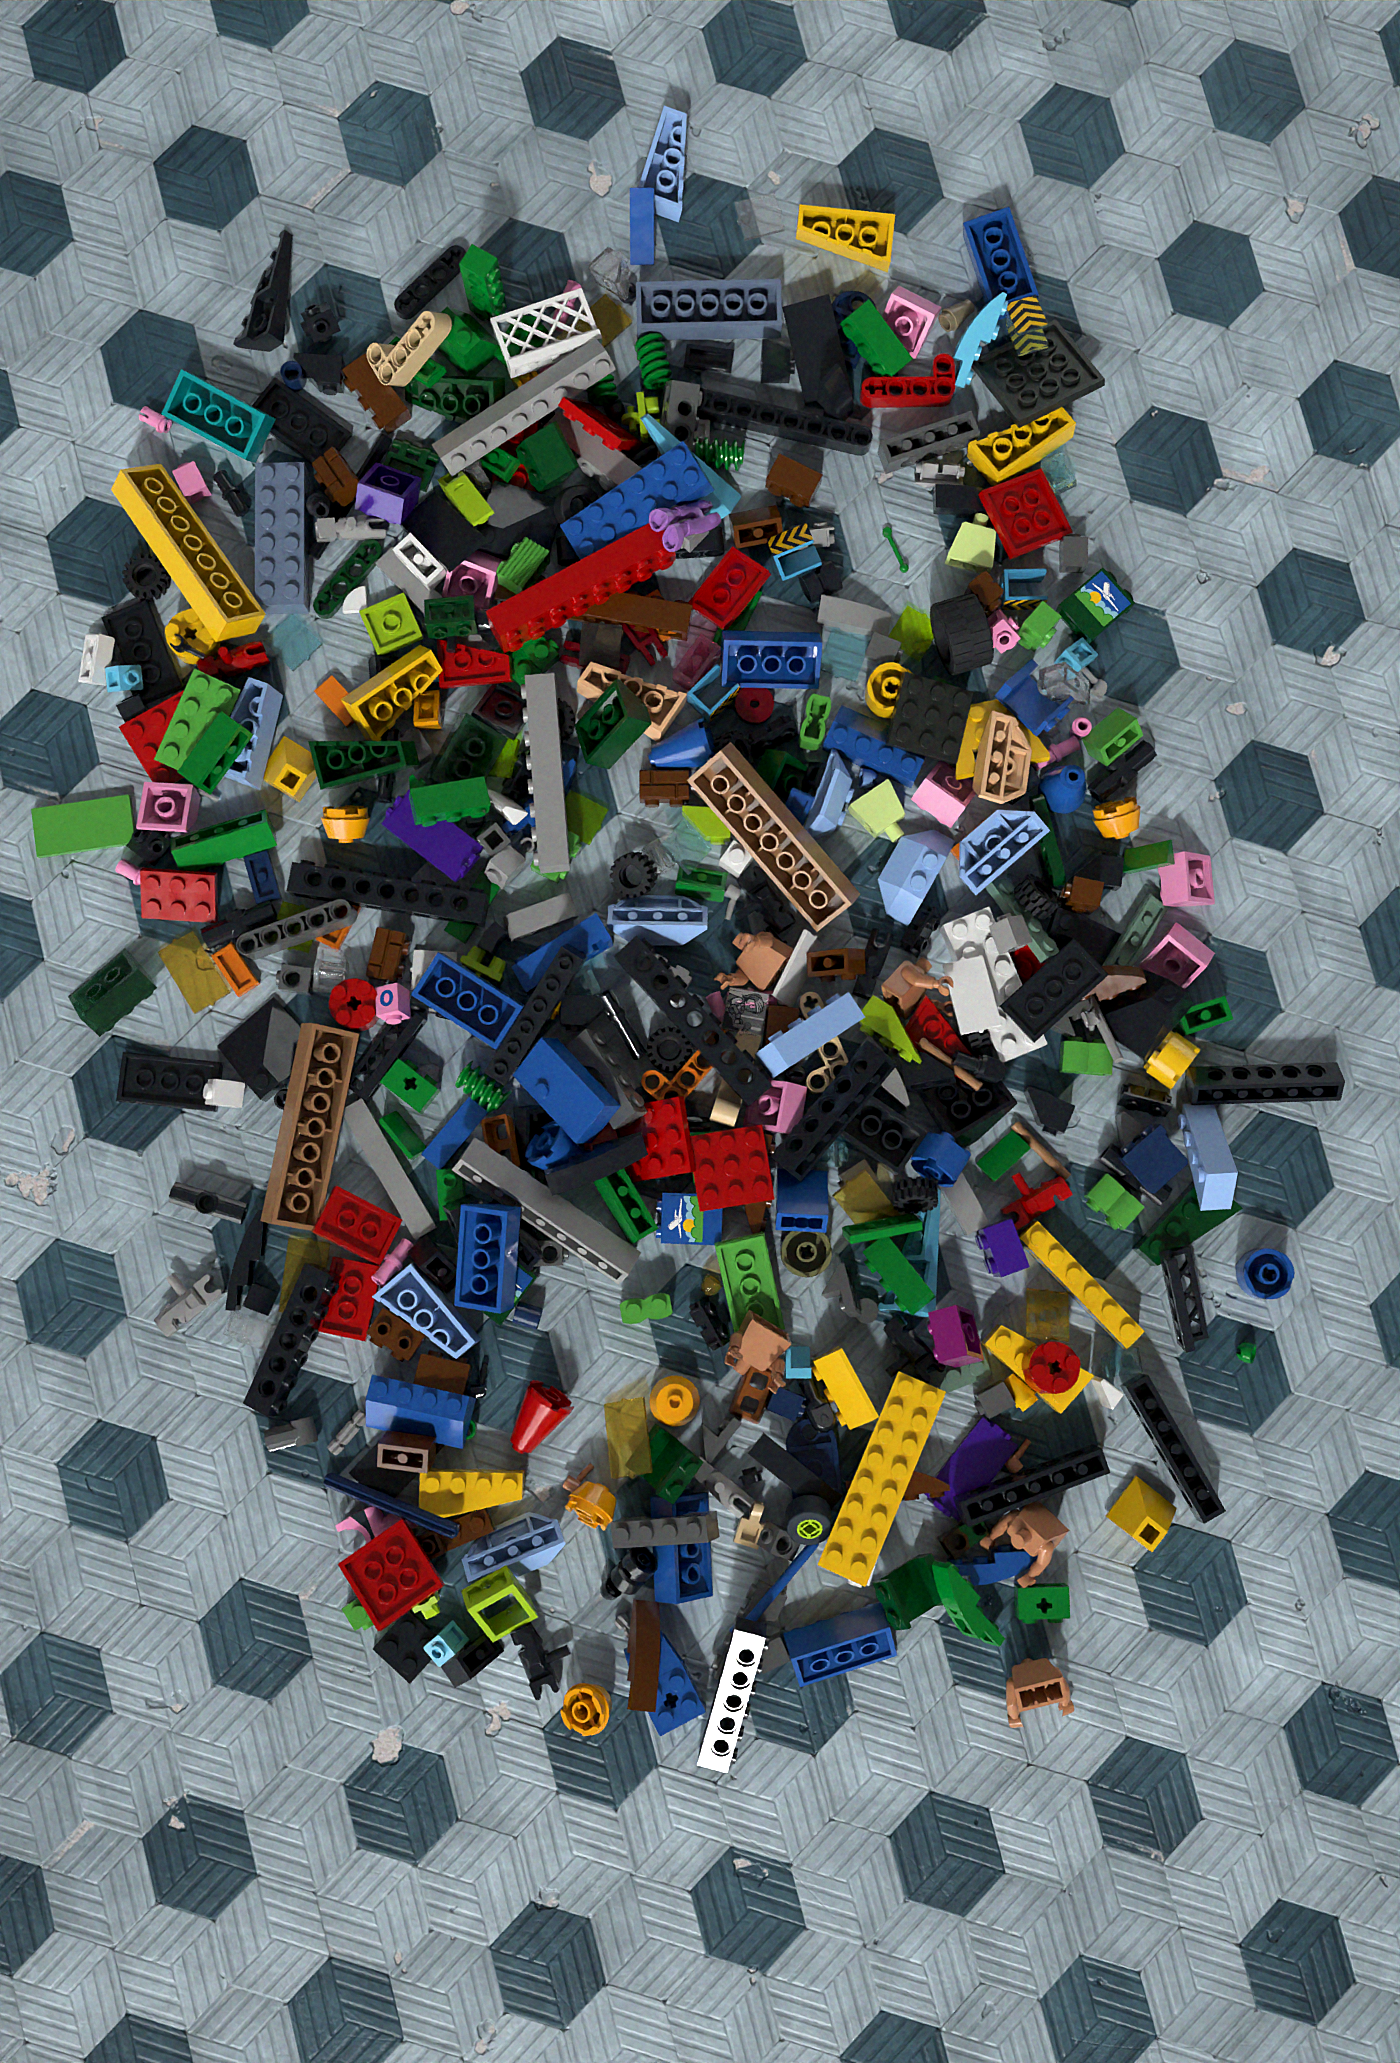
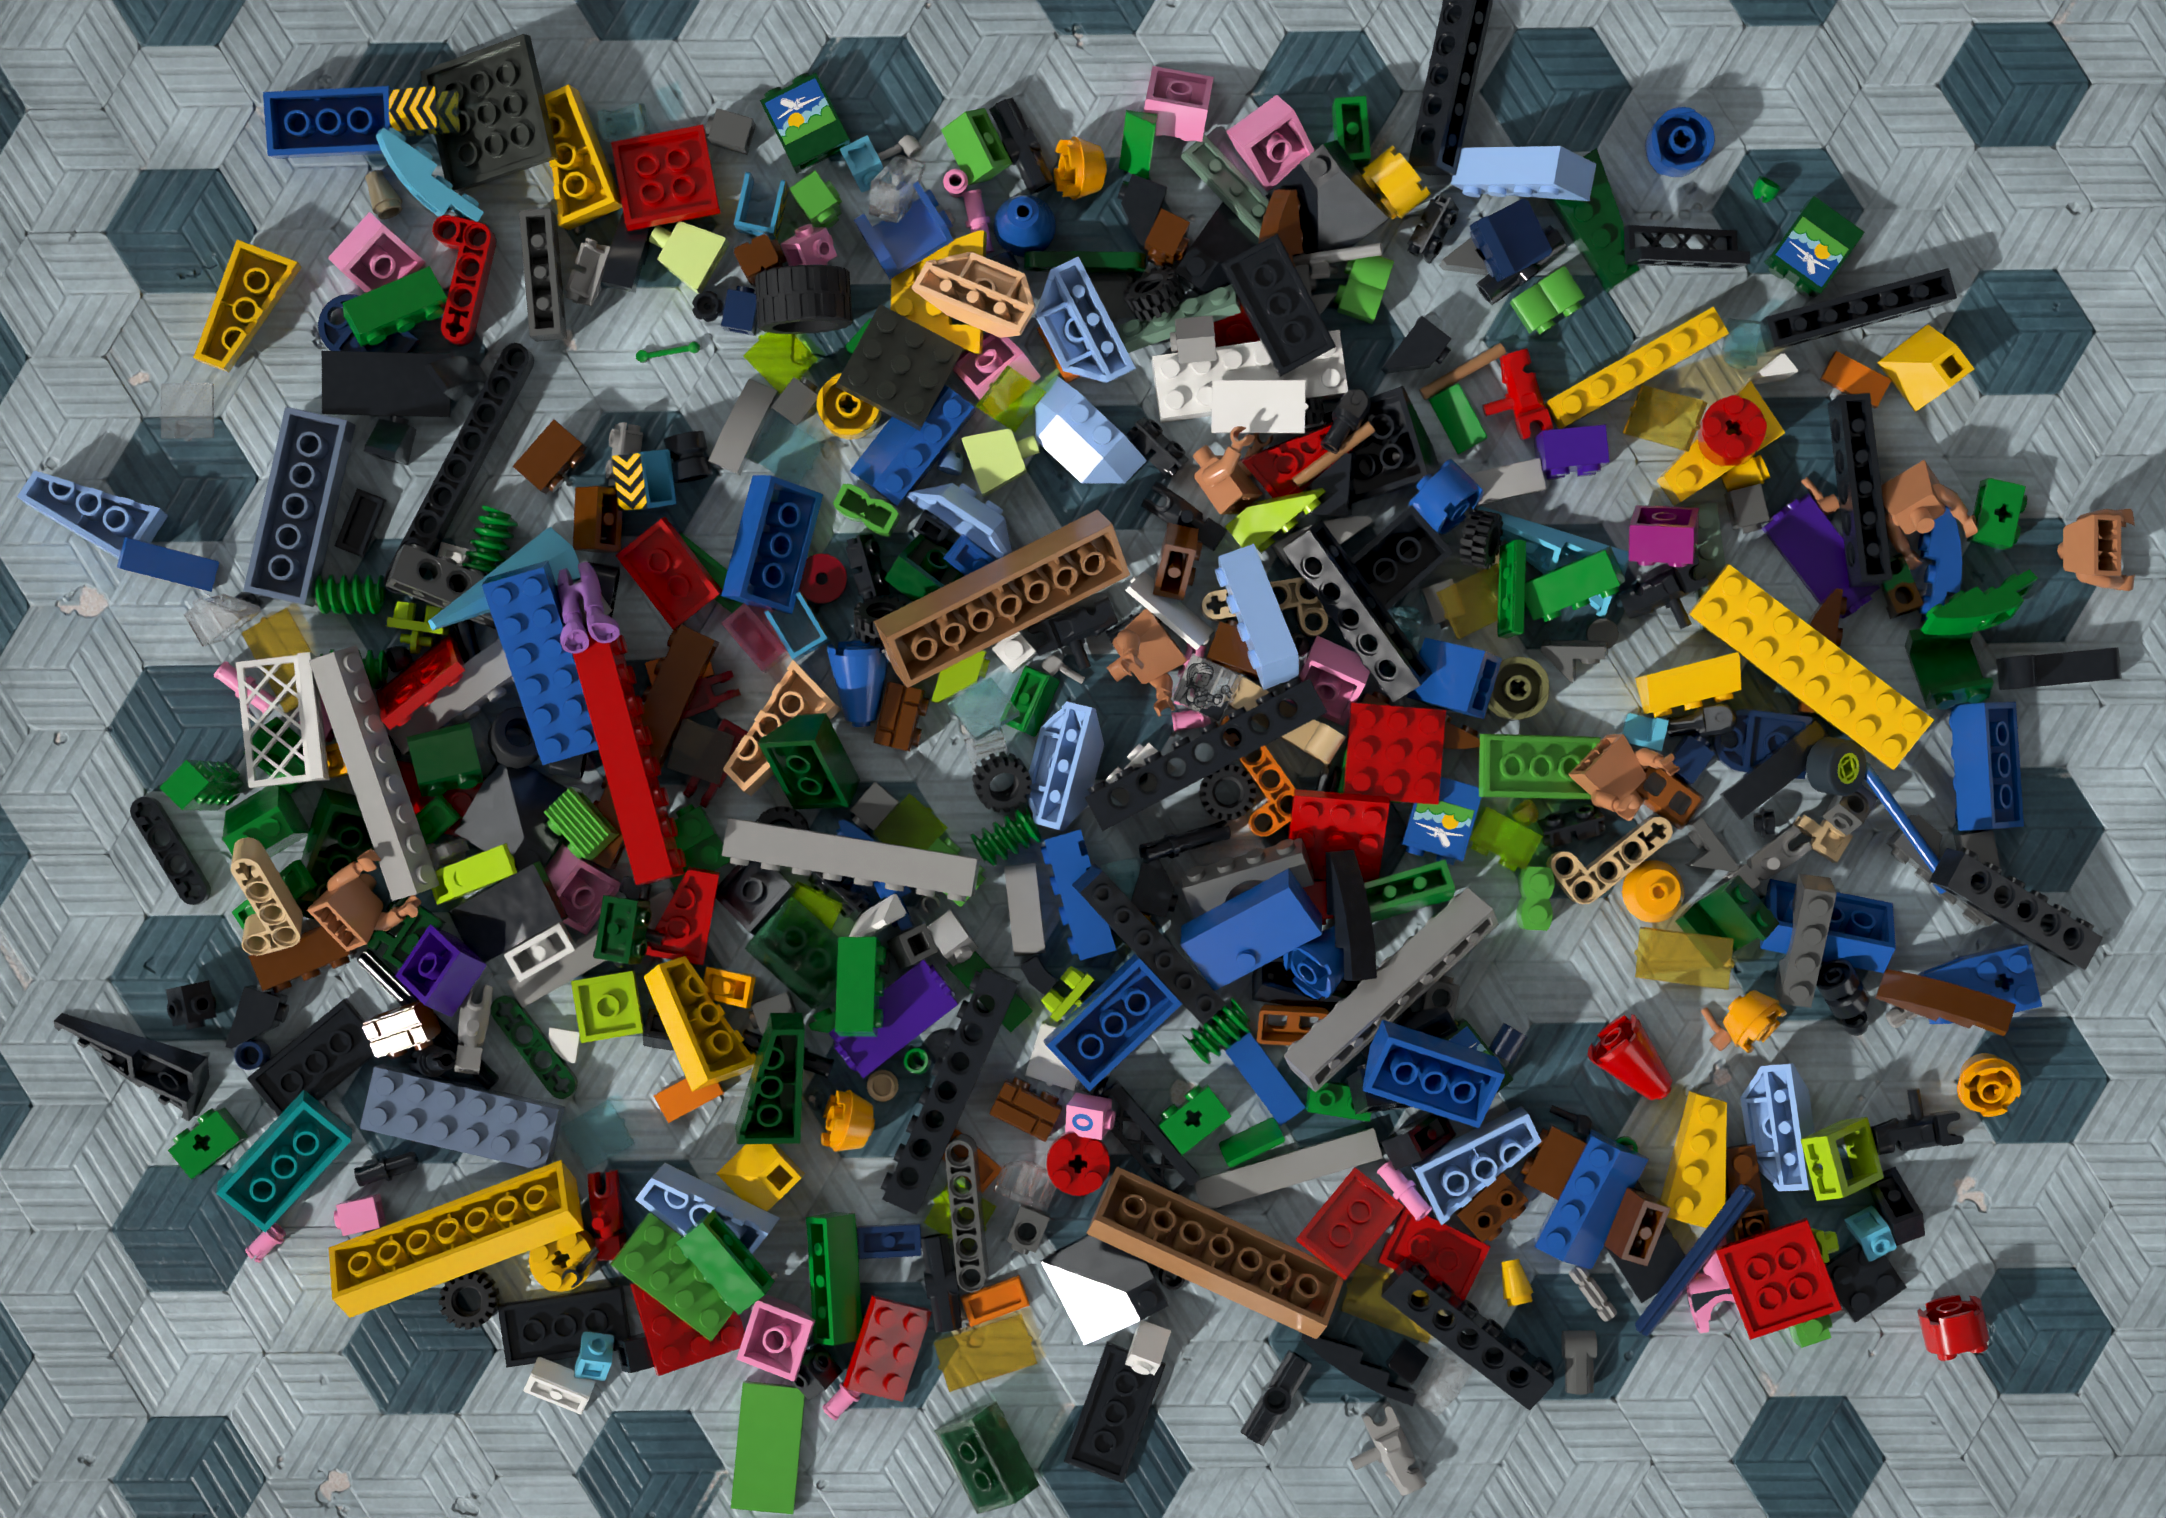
camera: 70 degrees left, 5 degrees up
(219, 359) = (224, 1136): none -> green brick
(340, 1368) = (1515, 1283): none -> yellow cone
(380, 843) = (882, 1085): none -> tan plate
(386, 1729) = (1954, 1326): none -> red brick
(400, 863) = (914, 1067): none -> green hinge
(419, 418) = (352, 910): none -> nougat torso
(590, 784) = (874, 807): none -> dark grey brick
(591, 889) = (1006, 837): none -> green piece
(686, 1272) = (1504, 839): none -> clear neon green brick
(694, 1363) = (1615, 856): none -> tan beam
(928, 809) = (1011, 398): none -> clear neon green piece
(932, 1683) = (2058, 668): none -> black beam
(937, 563) = (701, 300): none -> black plate
(939, 590) = (740, 311): none -> dark blue brick
(1119, 1459) = (1855, 378): none -> orange tile
(1211, 1401) = (1814, 248): none -> panel

